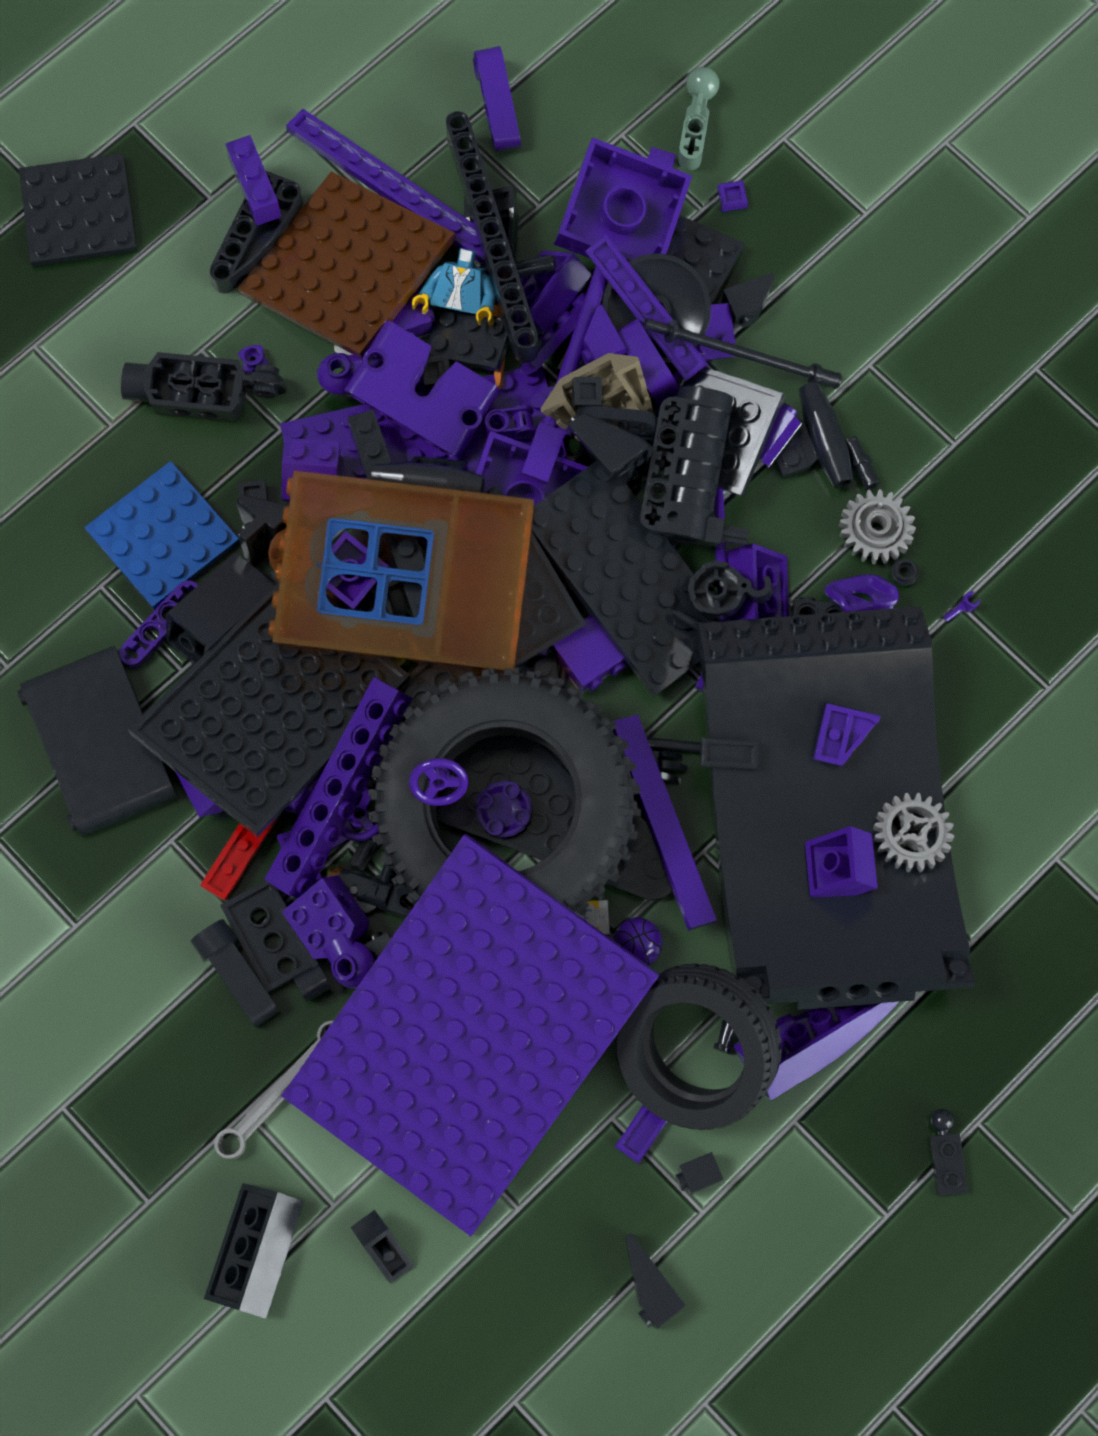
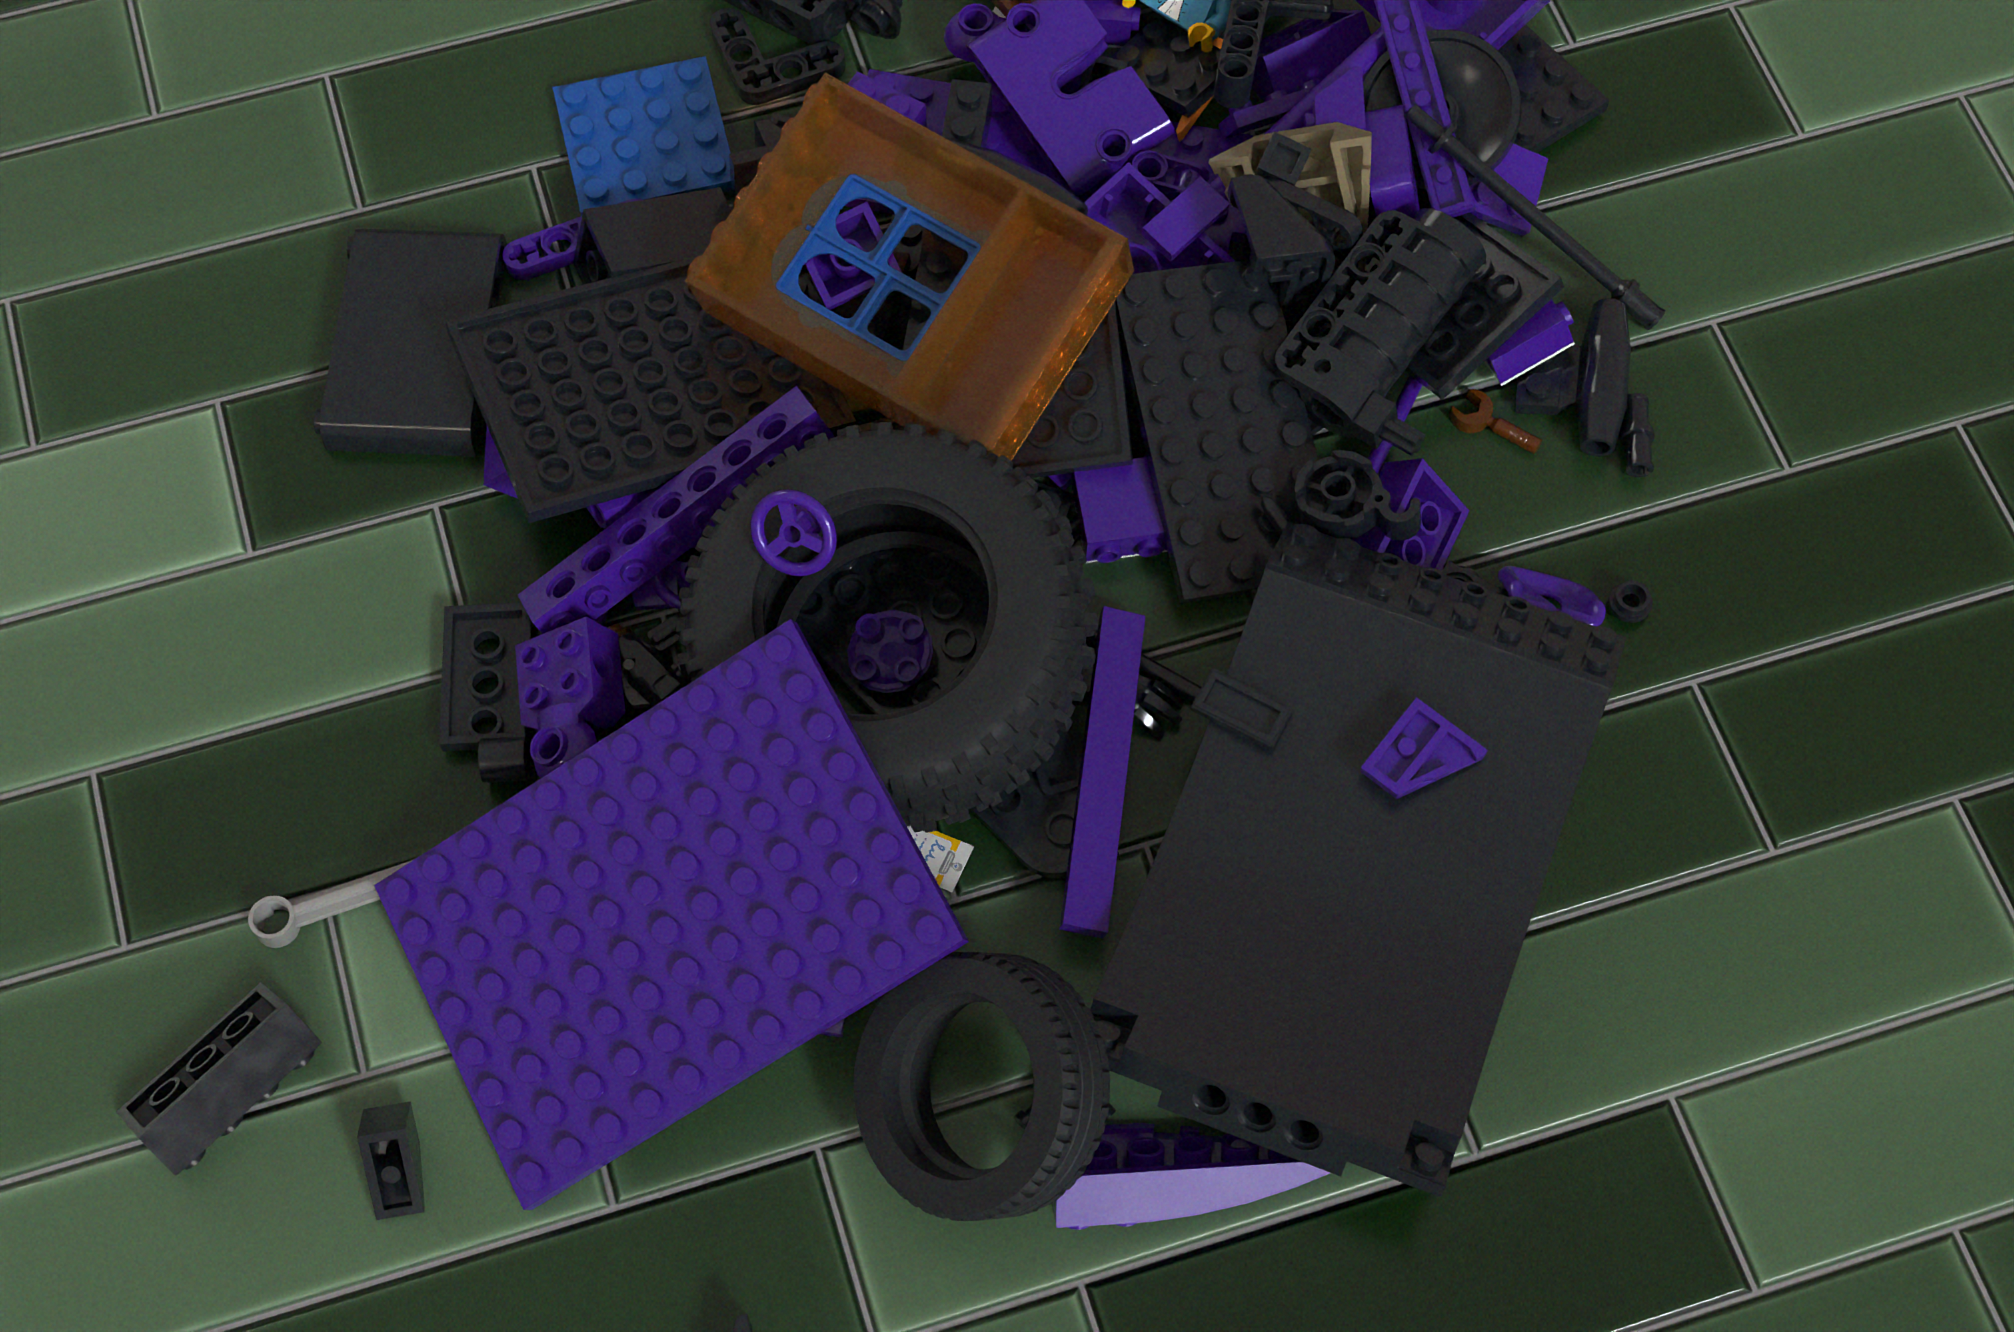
camera: 30 degrees right, 10 degrees down
(207, 454) = (759, 70): none -> black beam
(218, 947) = (409, 657): black beam -> none
(233, 861) = (513, 554): red plate -> none
(640, 938) = (986, 913): dark purple piece -> none
(640, 1134) = (843, 1189): dark purple tile -> none
(699, 1174) = (895, 1284): black brick -> none
(732, 196) = (1622, 43): dark purple tile -> none
(748, 299) = (1580, 169): black slope -> none
(779, 493) = (1480, 420): none -> reddish brown piece
(841, 863) = (1329, 931): dark purple slope -> none
(879, 510) = (1647, 520): light grey gear -> none
(932, 820) = (1472, 919): light grey gear -> none
(964, 605) = (1700, 684): dark purple hand -> none

